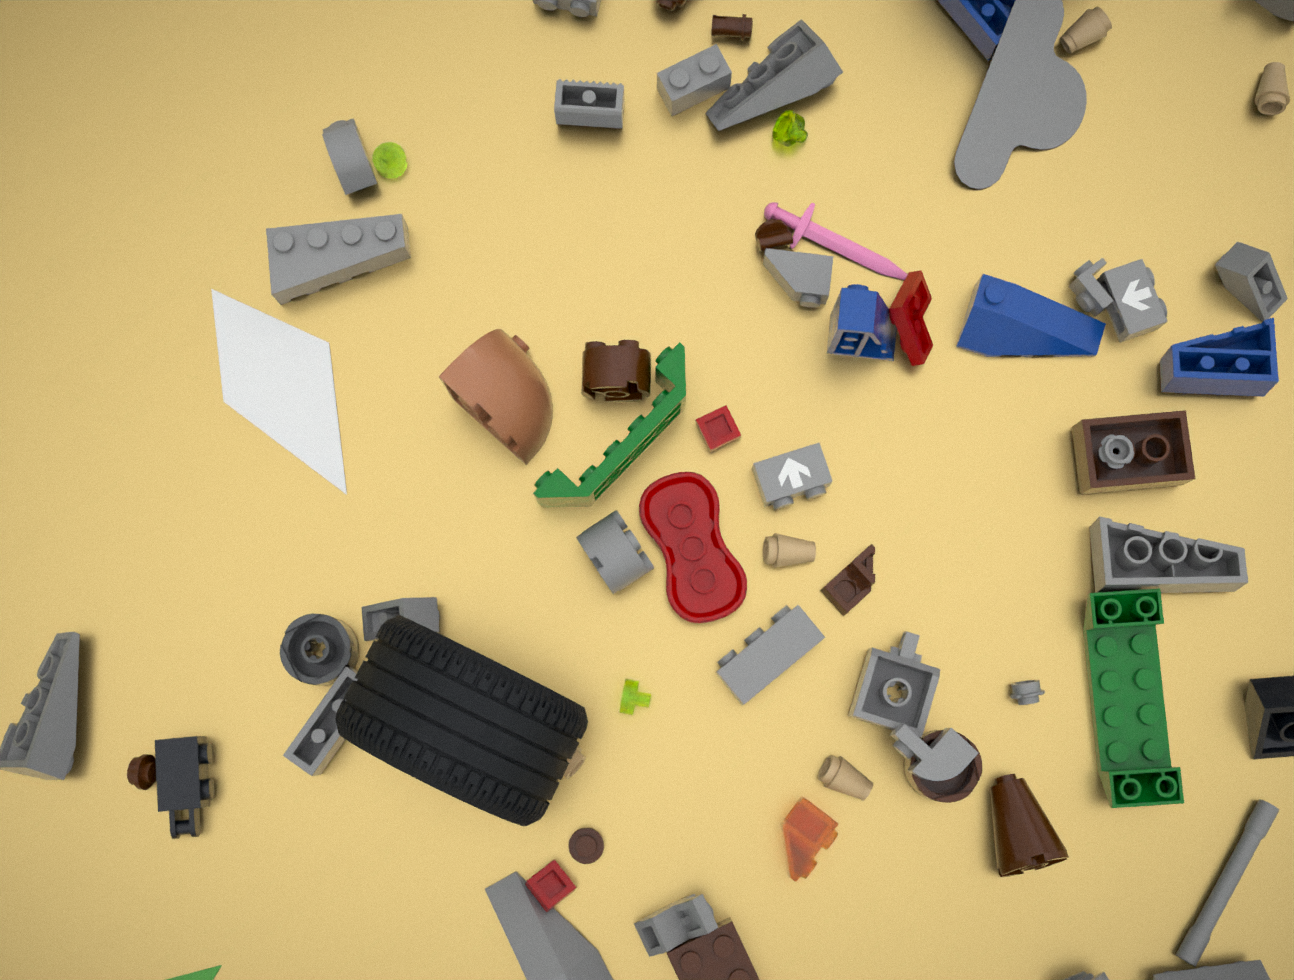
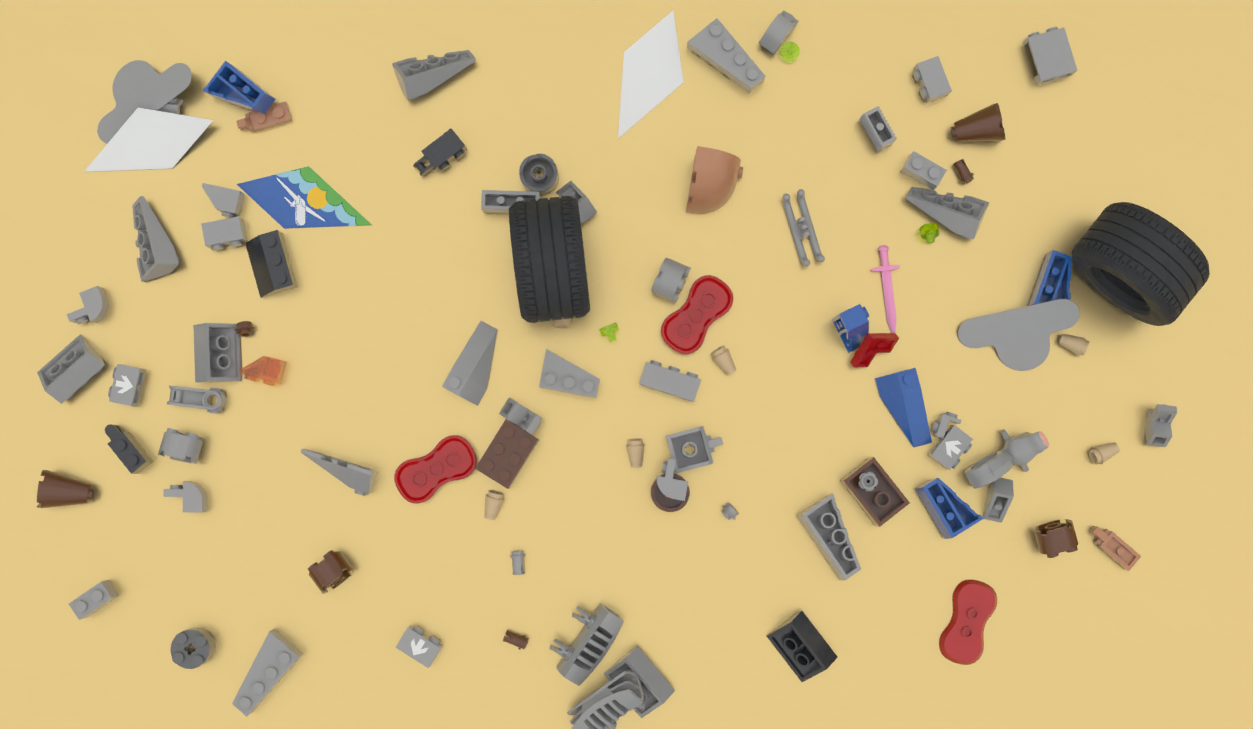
camera: 55 degrees right, 5 degrees up
(142, 771) = (433, 131): reddish brown plate -> none
(550, 885) = (501, 349): red plate -> none
(559, 491) = (772, 250): green slope -> none
(586, 845) = (529, 353): reddish brown plate -> none
(616, 371) = (755, 225): reddish brown brick -> none
(662, 811) = (566, 377): none -> light grey wedge
(664, 308) = (802, 228): none -> light grey piece
(718, 428) = (760, 290): red plate -> none
(773, 235) = (871, 257): reddish brown plate -> none
(792, 475) = (760, 339): light grey brick -> none
(801, 275) = (860, 283): light grey slope -> none
(803, 835) = (598, 448): clear orange slope -> none
(852, 582) = (728, 399): reddish brown slope -> none
(1022, 829) = (664, 546): reddish brown cone -> none
(1129, 699) = (757, 560): green slope -> none
(1200, 932) = (733, 655): light grey piece -> none
(1204, 244) = (1016, 451): none -> light grey animal

